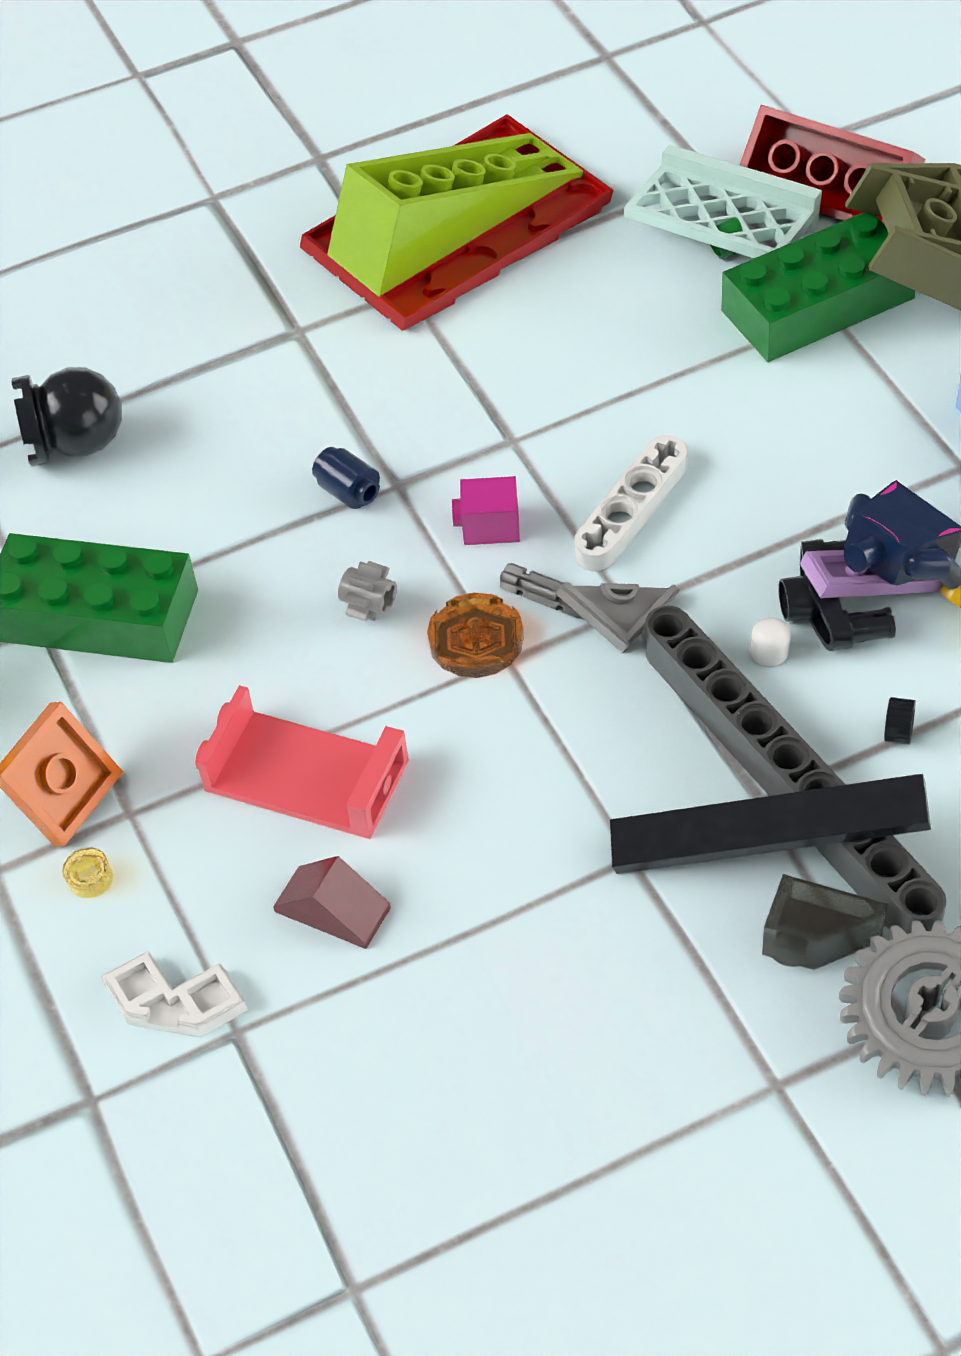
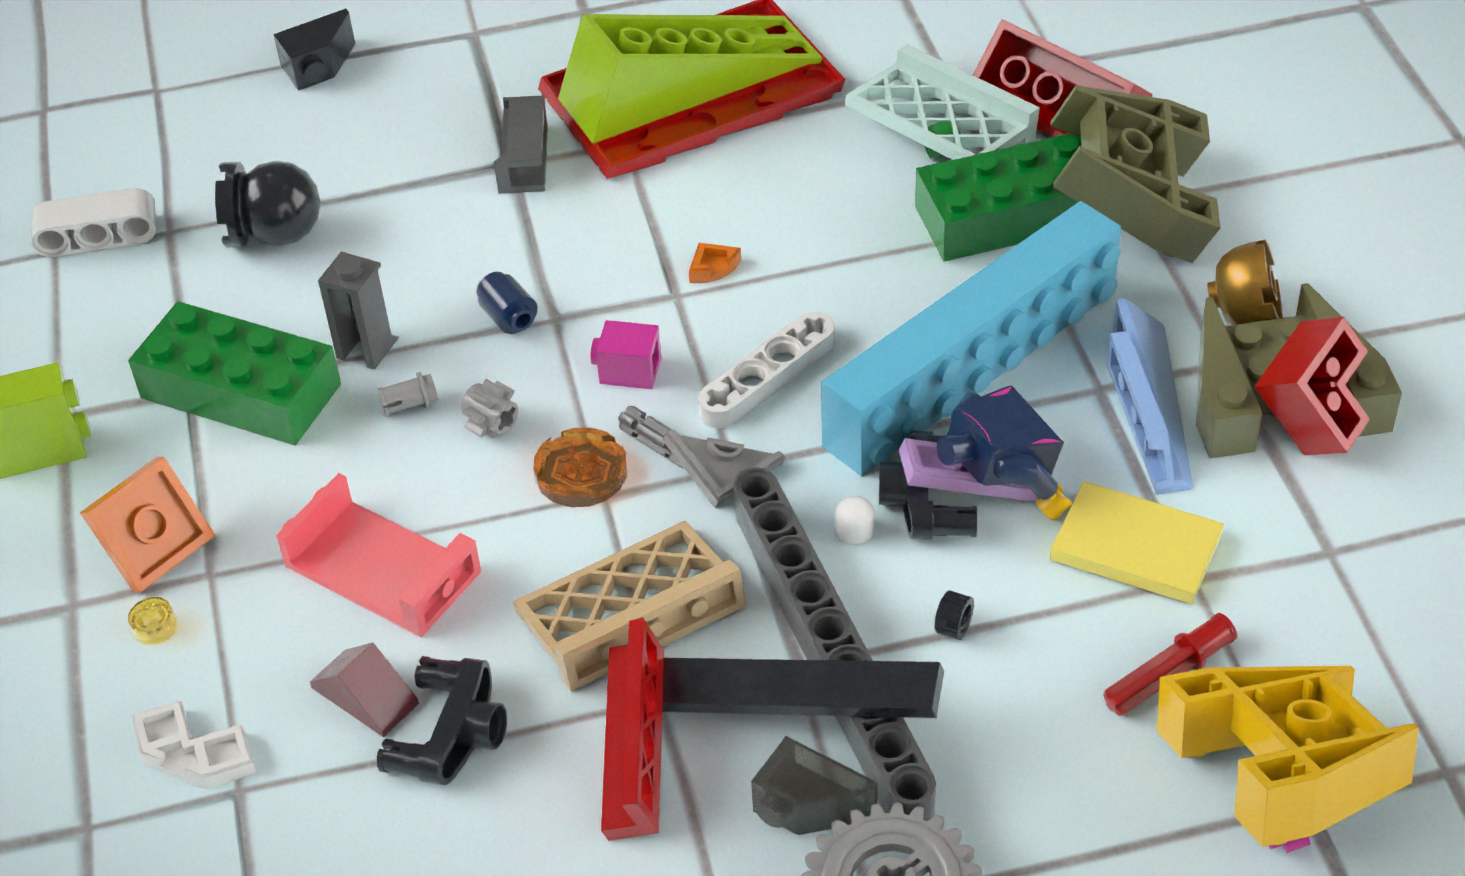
camera: 10 degrees right, 5 degrees down
(54, 241) = (315, 48): none -> black slope
(202, 507) = (356, 308): none -> dark grey window
(275, 589) = (408, 394): none -> light grey pin
(308, 309) = (523, 146): none -> dark grey window
(450, 922) = (464, 723): none -> black connector
(540, 400) = (713, 262): none -> orange tile
(599, 782) = (671, 614): none -> tan fence
(625, 902) = (633, 736): none -> red fence
(830, 438) = (969, 337): none -> medium azure brick

